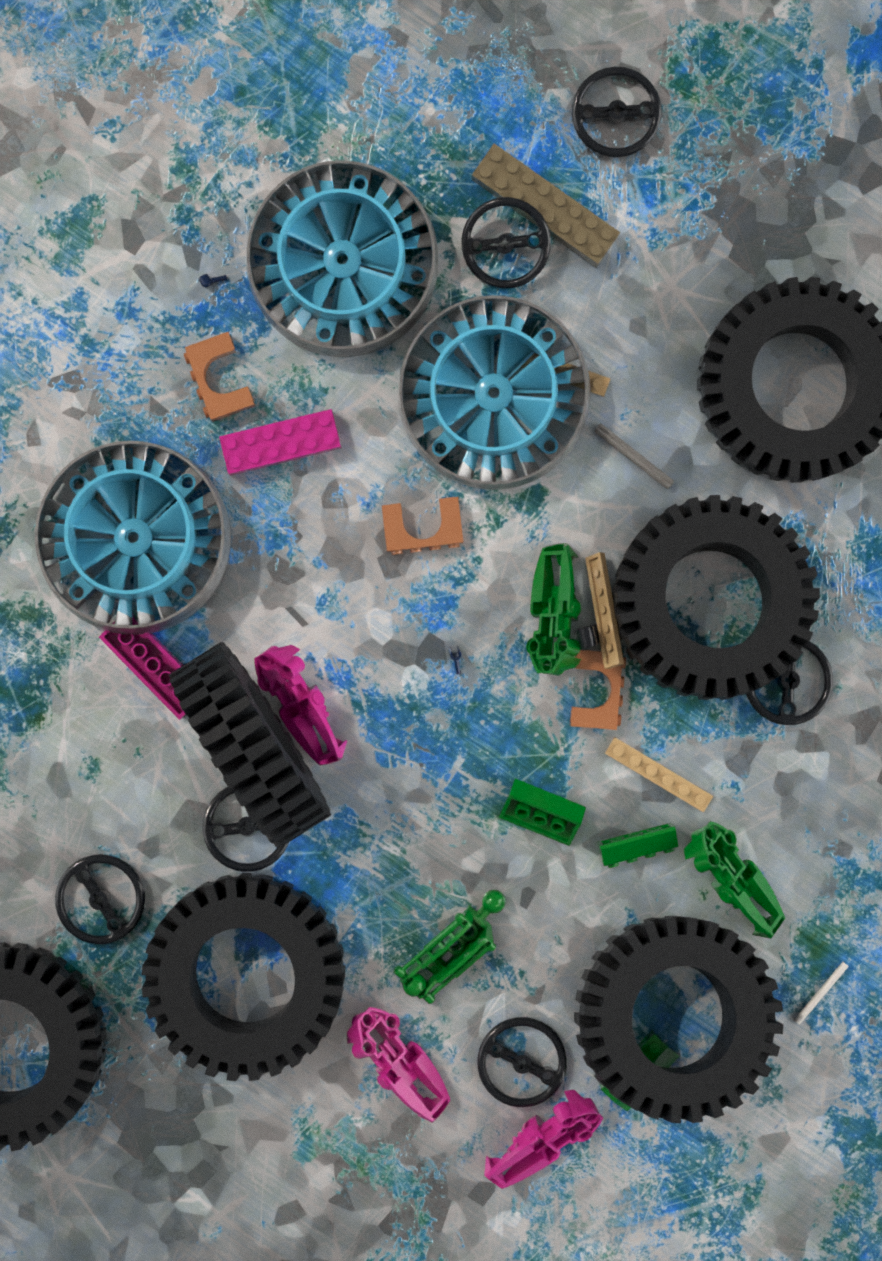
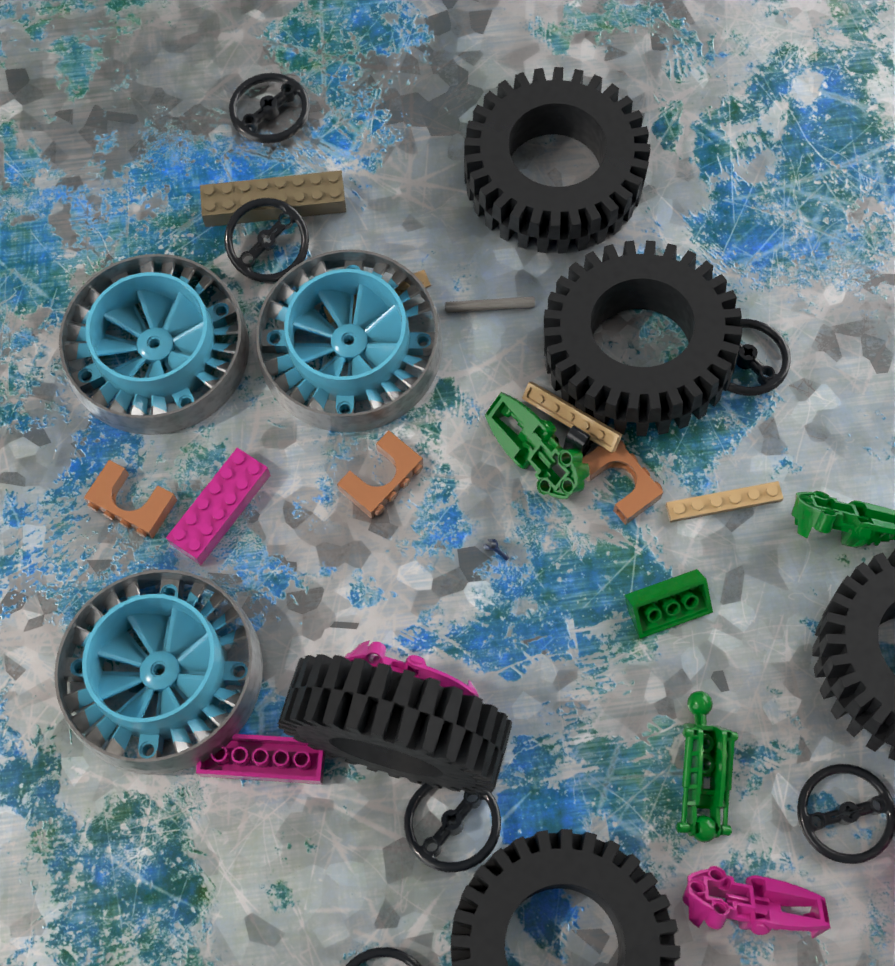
camera: 40 degrees left, 20 degrees down
(206, 281) = (64, 443): dark blue hand -> none
(638, 844) = (762, 561): green slope -> none

